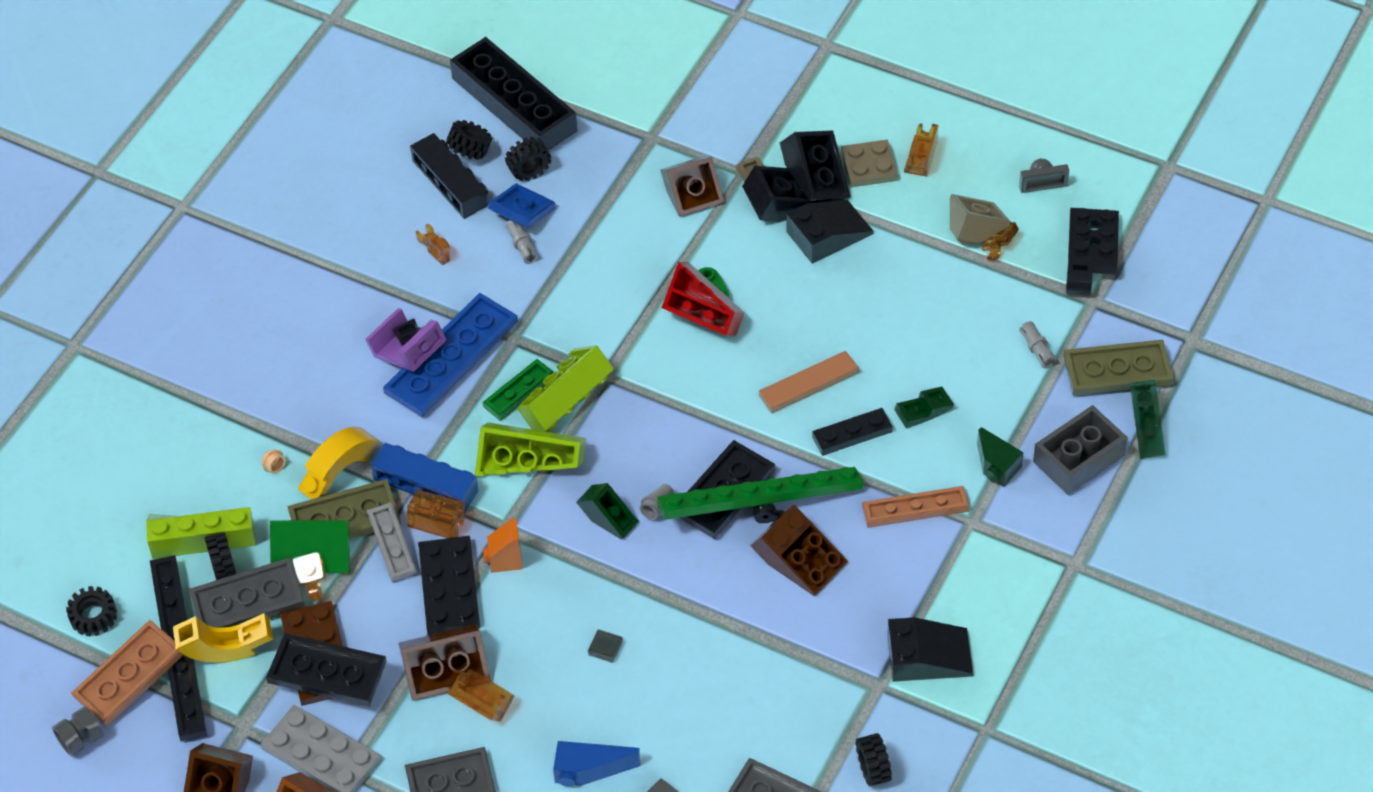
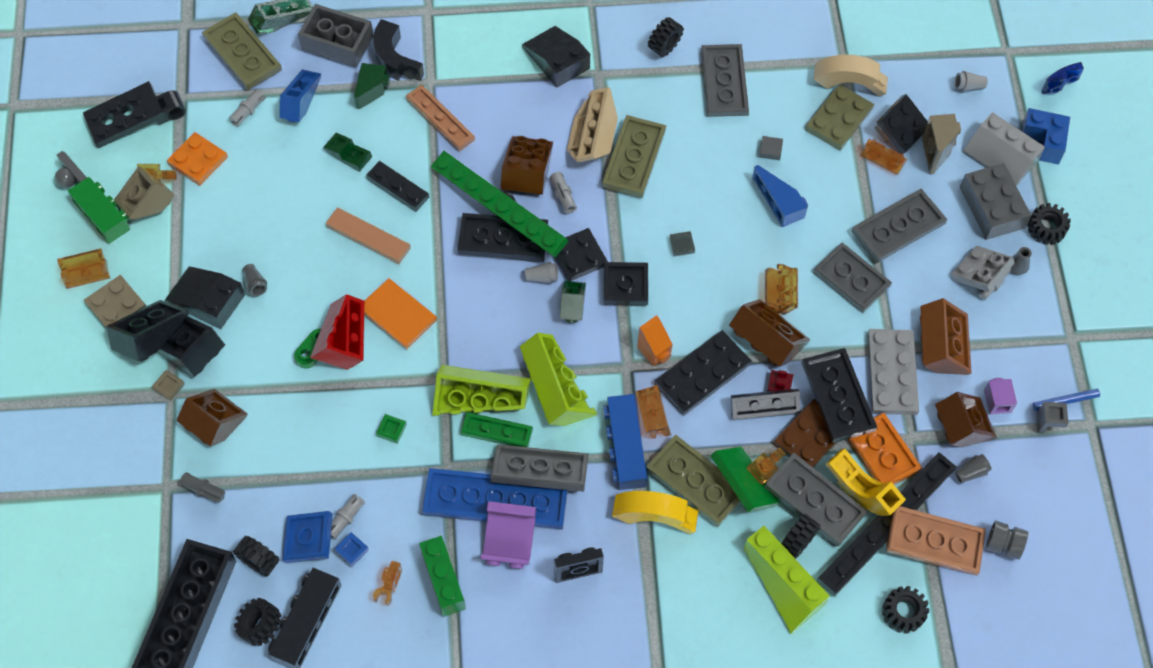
camera: 125 degrees left, 10 degrees up
(166, 755) = (973, 469): none -> dark grey cone
(244, 693) = (885, 453): none -> orange tile
(273, 461) = (682, 567): light nougat plate -> none
(333, 373) = (578, 565): none -> black plate
(372, 612) = (765, 404): none -> plate
(385, 642) = (780, 380): none -> dark red tile
(391, 542) = (698, 428): light grey tile -> none
(406, 331) = (498, 542): black tile -> none
(408, 280) = (442, 576): none -> green brick
(451, 397) = (540, 467): none -> dark grey tile
(486, 232) = (351, 549): none -> blue plate
(583, 312) = (391, 428): none -> green tile
(593, 567) = (625, 283): none -> black plate
(627, 154) = (202, 487): none -> dark grey axle
(658, 547) = (580, 255): none -> black plate
(701, 367) = (398, 313): none -> orange tile
(740, 567) = (563, 192): none -> light grey pin
(741, 655) = (634, 156): none -> olive plate
(791, 624) = (593, 126): none -> tan wedge
(818, 270) = (254, 281): none -> dark grey cone
(985, 180) = (99, 209): none -> green brick
(1000, 283) = (197, 158): none -> orange plate
(1023, 391) = (298, 96): none -> blue slope
(1029, 489) = (385, 41): none -> black arch

